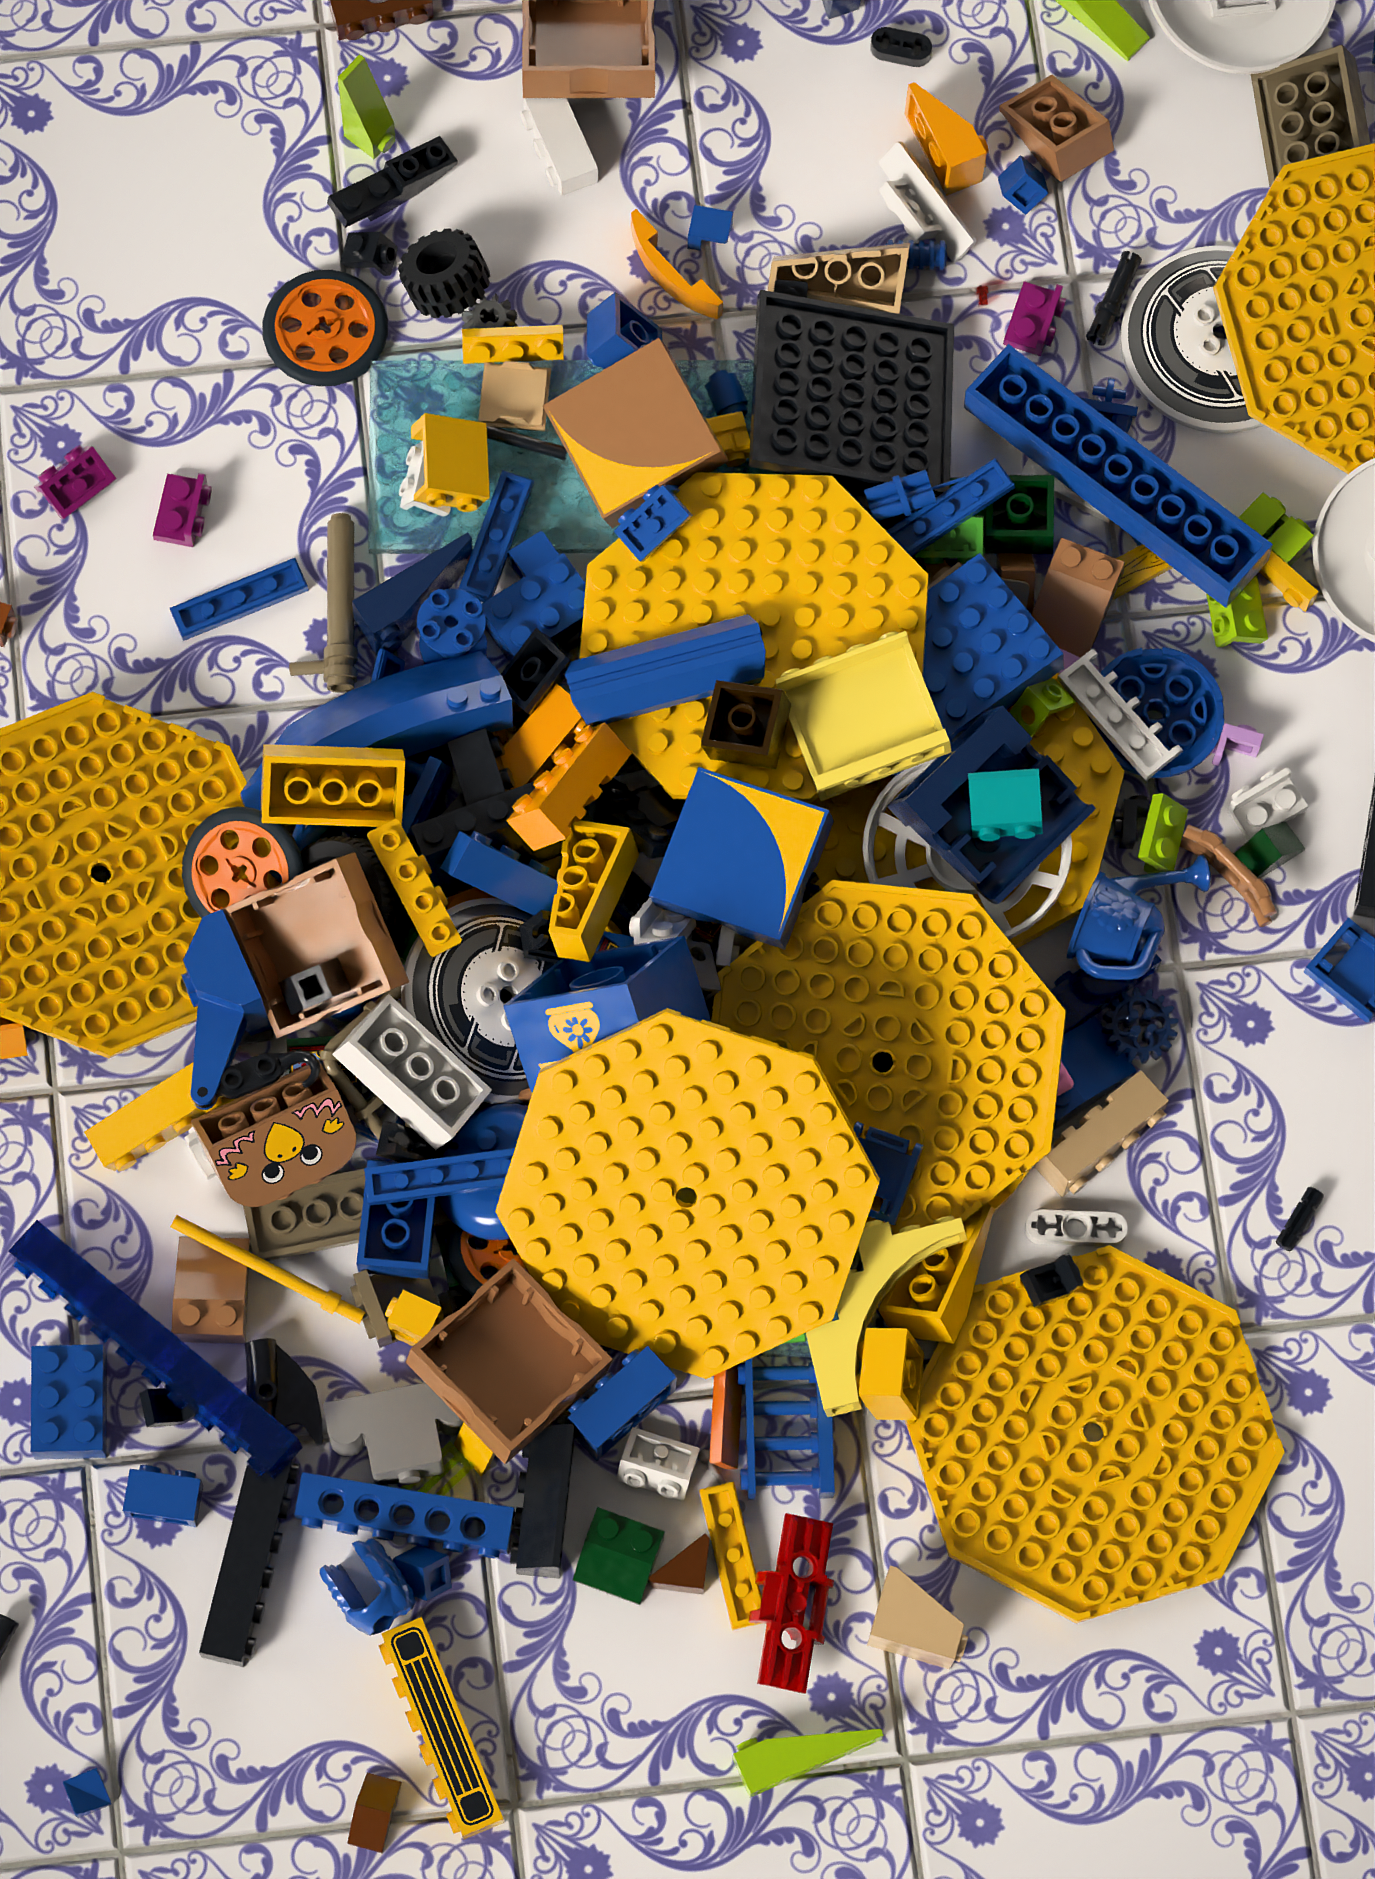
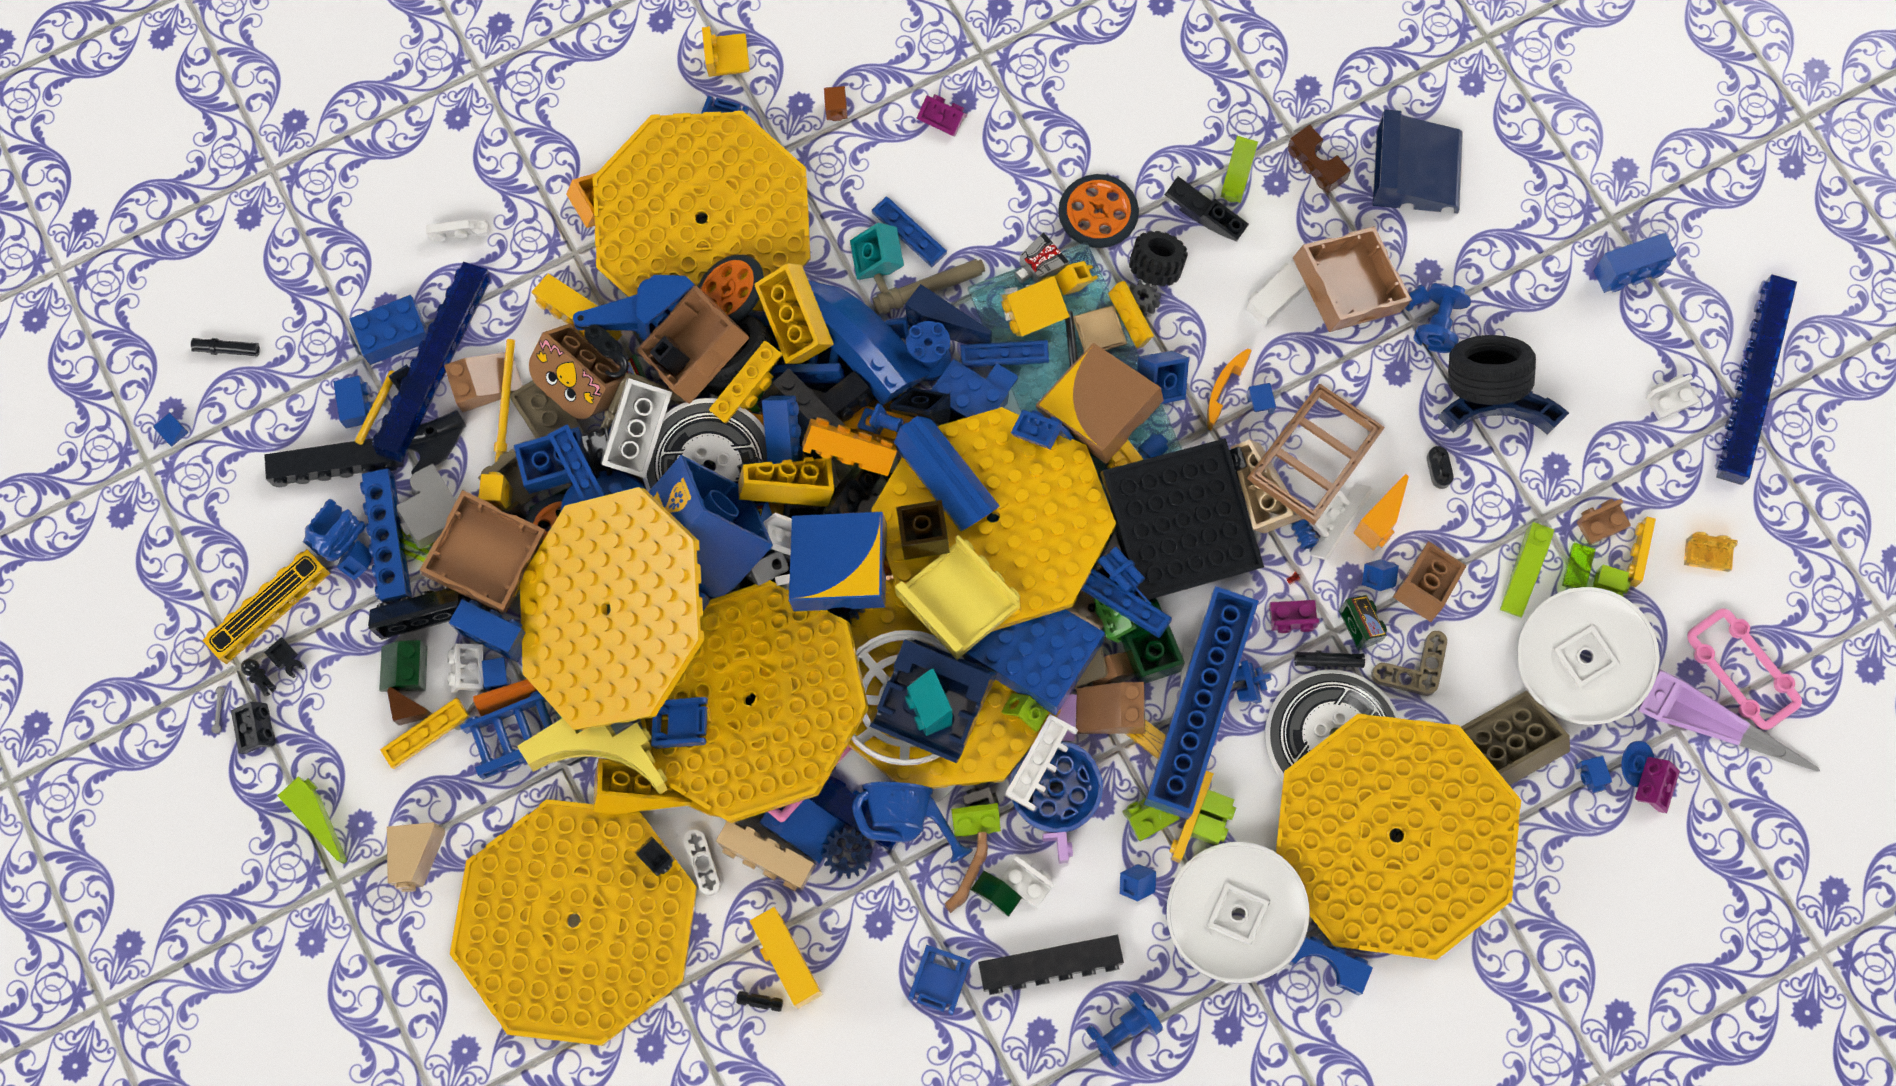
camera: 75 degrees right, 0 degrees up
(181, 509) = (950, 179): magenta bracket -> none
(190, 1462) = (374, 409): none -> yellow bar
(255, 654) = (876, 251): none -> teal slope
(369, 251) = (1157, 215): black bracket -> none
(374, 1812) = (209, 587): reddish brown slope -> none
(379, 429) = (1041, 260): none -> torso
(428, 391) = (1074, 277): none -> yellow brick
(528, 1728) = (283, 656): none -> black plate
(528, 1783) = (251, 668): none -> black pin
(540, 733) = (879, 420): none -> blue bracket
(601, 1866) = (217, 728): none -> light grey hinge
(624, 1808) = (252, 727): none -> black bracket
(686, 1421) = (495, 673): none -> blue panel
(786, 1601) = (402, 771): red piece -> none
(847, 141) = (1332, 488): none -> medium nougat door
(890, 1373) = (559, 780): yellow brick -> none
(1082, 234) = (1362, 621): none -> slope
(1180, 198) = (1417, 677): none -> dark tan beam
(1259, 1154) = (785, 957): none -> yellow brick
(1323, 663) = (1137, 882): none -> blue panel

